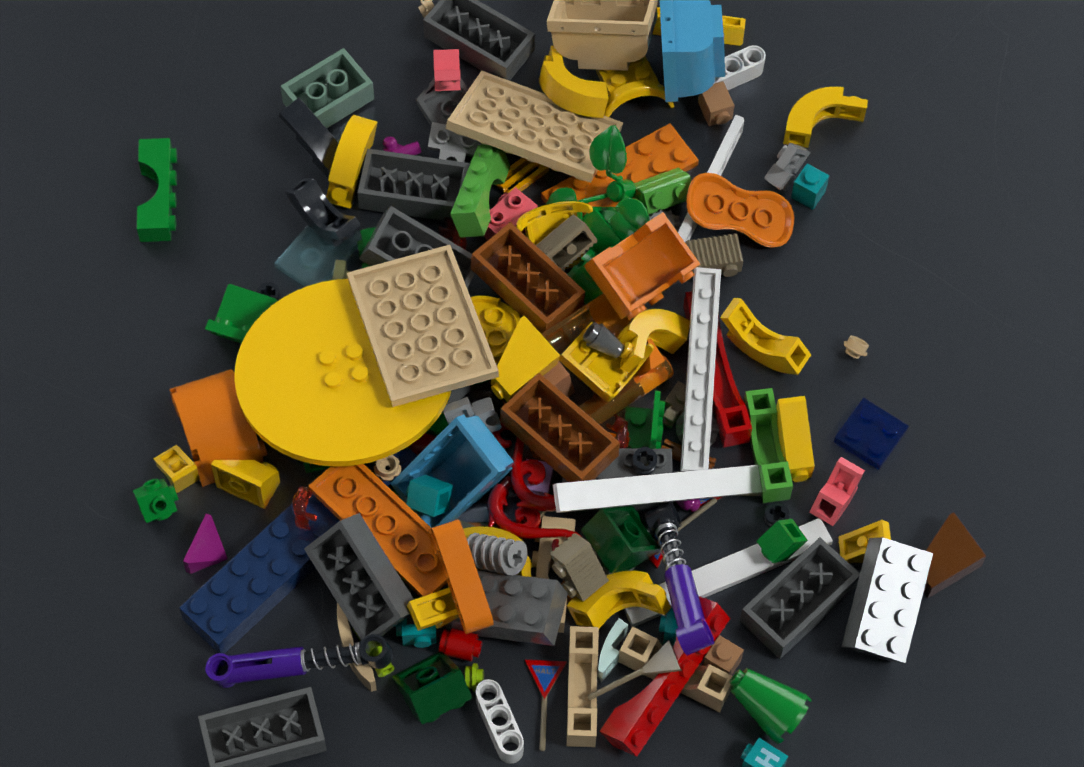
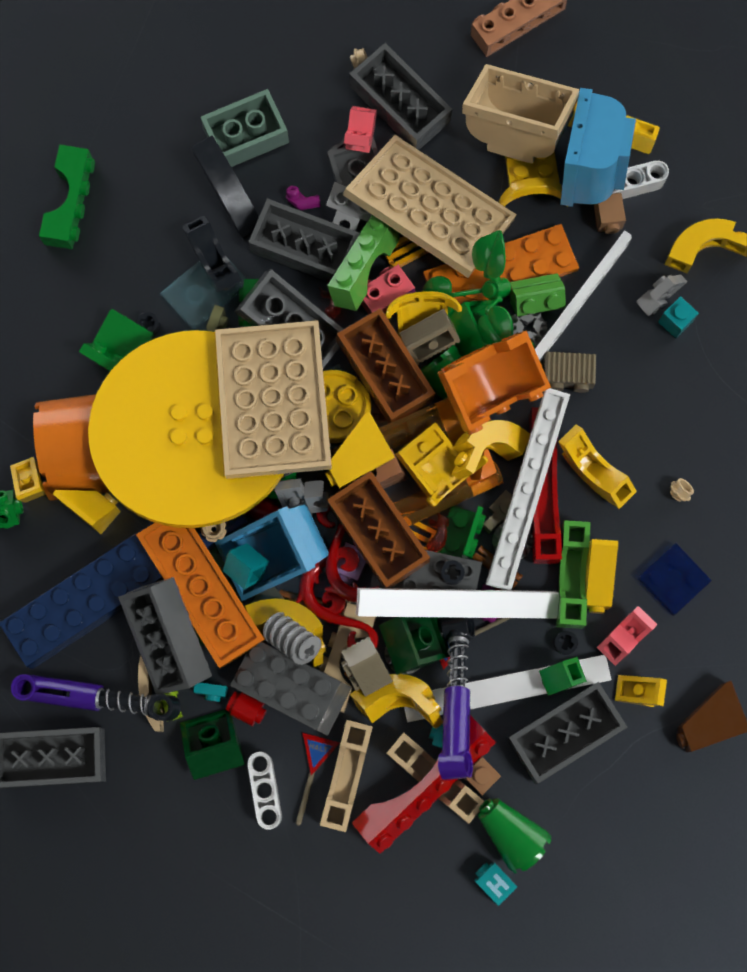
camera: 15 degrees right, 15 degrees up
(205, 548) = (39, 563): magenta slope -> none
(300, 503) = (126, 547): clear red arm -> none
(348, 160) = (248, 204): yellow arch -> none
(433, 609) = (228, 681): yellow slope -> none
(461, 575) = (252, 659): orange beam -> none
(473, 676) = (251, 742): lime plate -> none
(569, 91) = (473, 176): yellow arch -> none
(603, 340) = (439, 444): dark grey cone -> none
(609, 655) = (377, 749): light aqua slope -> none
(661, 662) = (421, 775): dark tan piece -> none
(758, 214) = (590, 323): orange plate -> none
(887, 600) = (645, 758): brick -> none

